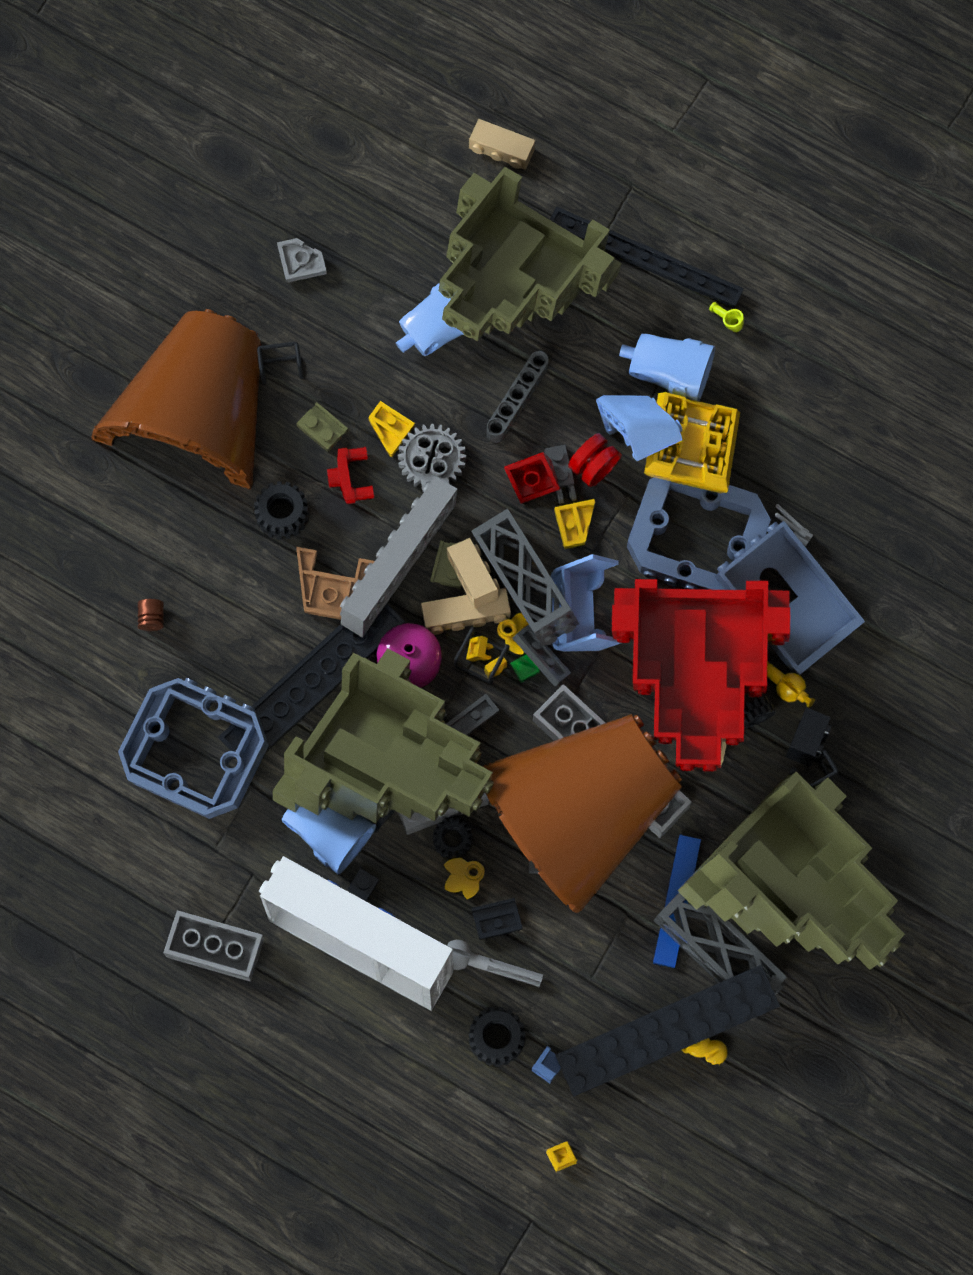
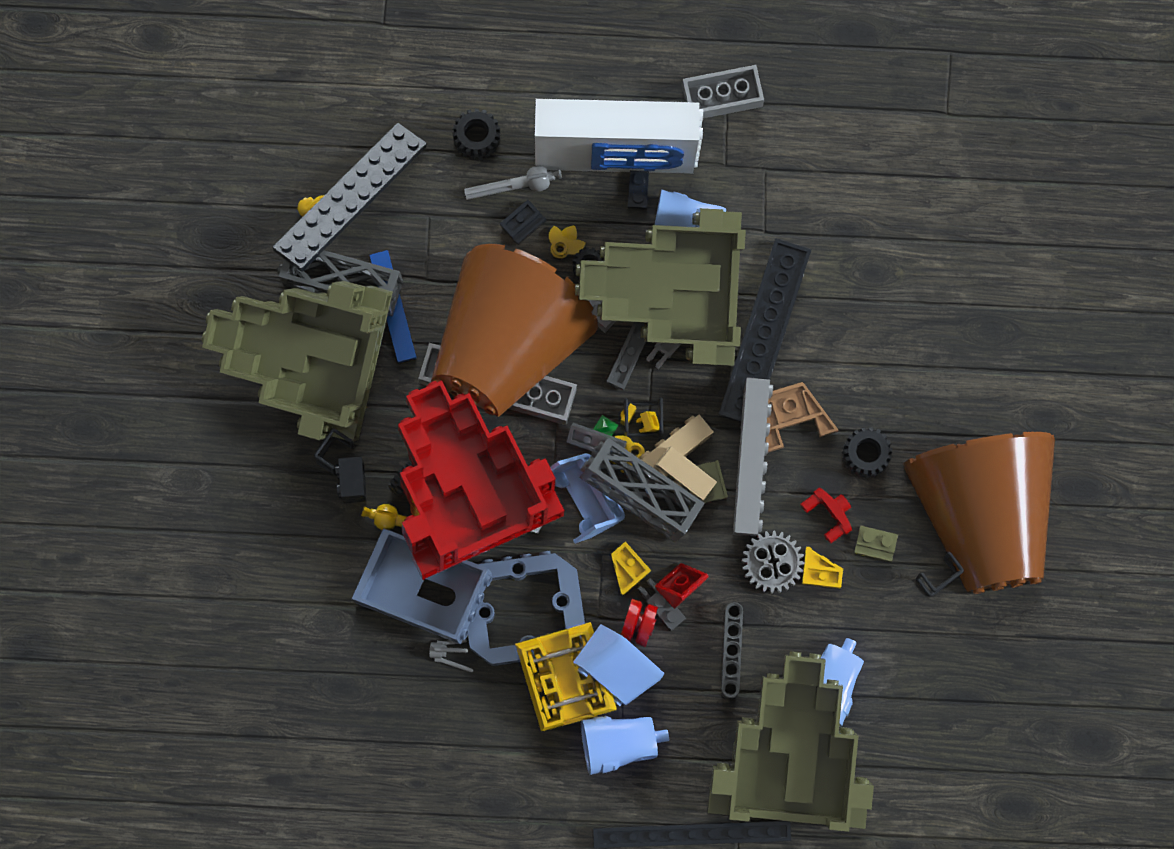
camera: 150 degrees right, 5 degrees up
(150, 614) = (919, 317): copper piece -> none
(235, 780) = (834, 189): sand blue panel -> none
(300, 260) = (977, 678): light grey plate -> none
(418, 646) = (696, 400): dark pink cylinder -> none
(547, 1065) = (429, 133): medium blue panel -> none
(561, 1156) = (384, 76): yellow tile -> none
(729, 317) = (594, 815): neon yellow bar -> none

